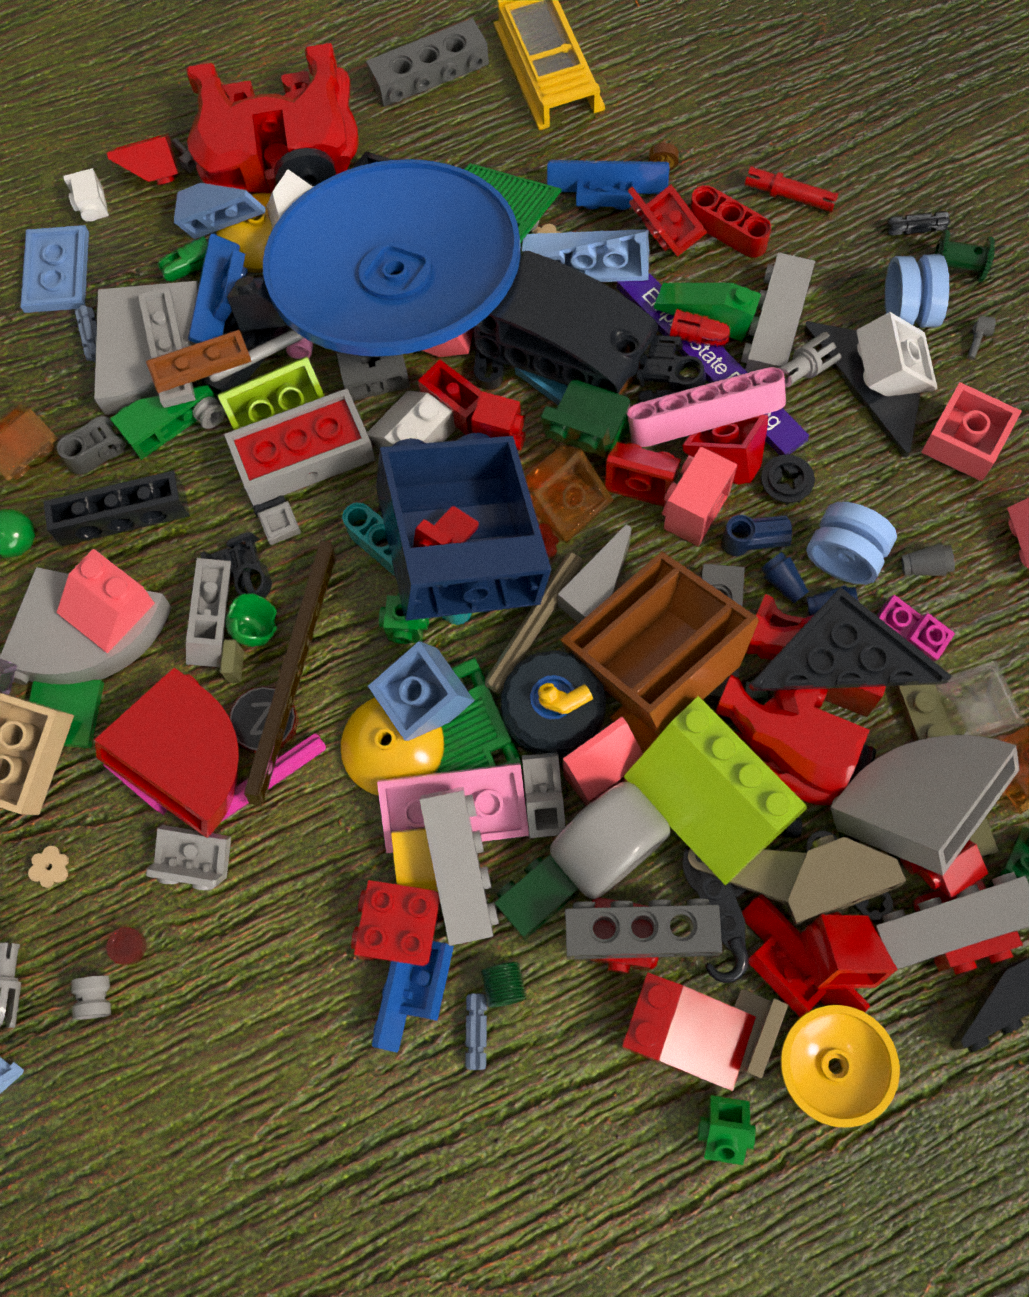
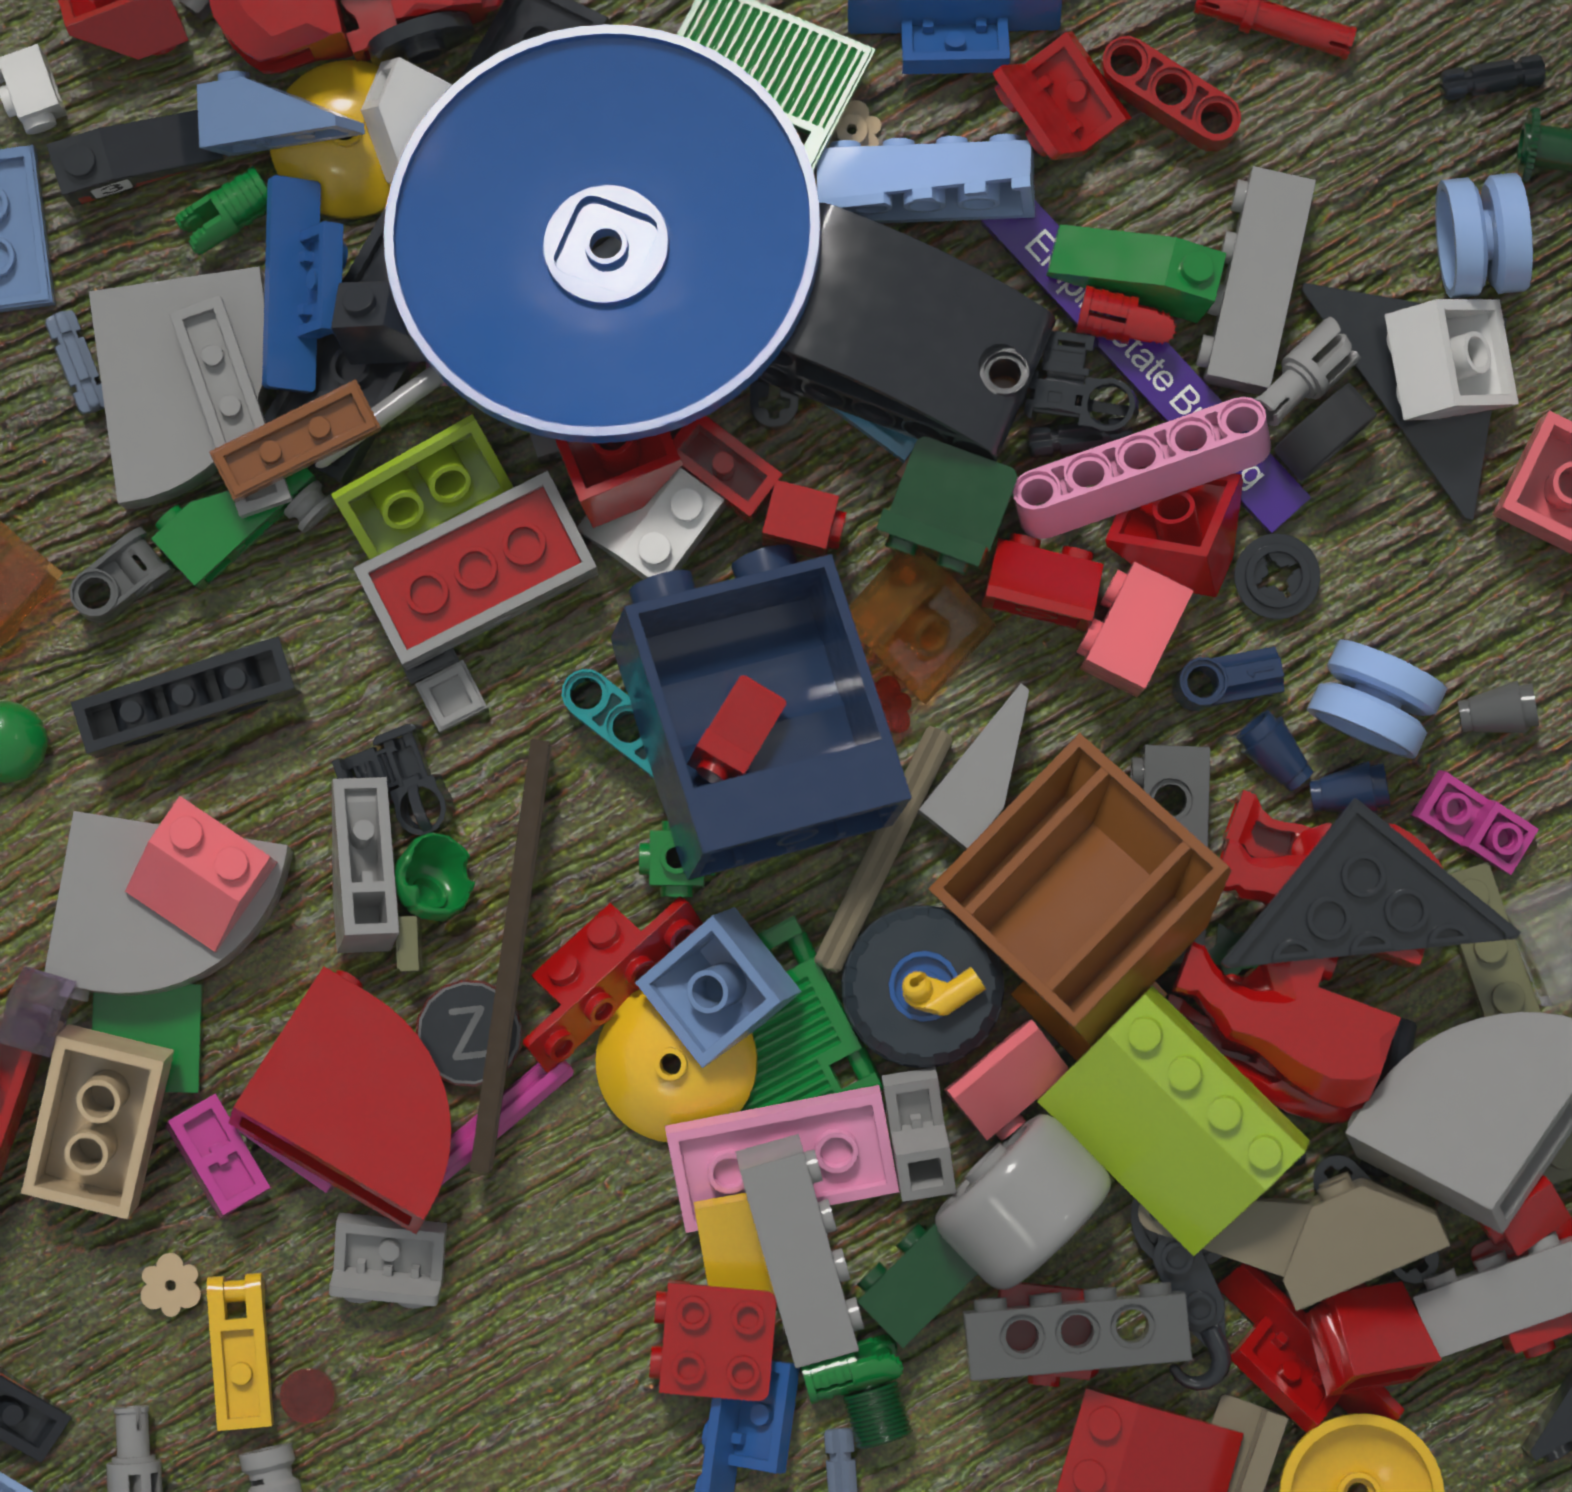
camera: 10 degrees left, 15 degrees up
(85, 914) = (240, 1354): none -> yellow plate
(90, 783) = (217, 1156): none -> dark pink hinge
(132, 230) = (127, 156): none -> black slope
(343, 689) = (598, 973): none -> red bracket
(388, 383) = (619, 475): none -> red slope
(488, 952) = (855, 1371): none -> green hinge
(819, 394) = (1325, 432): none -> black tyre

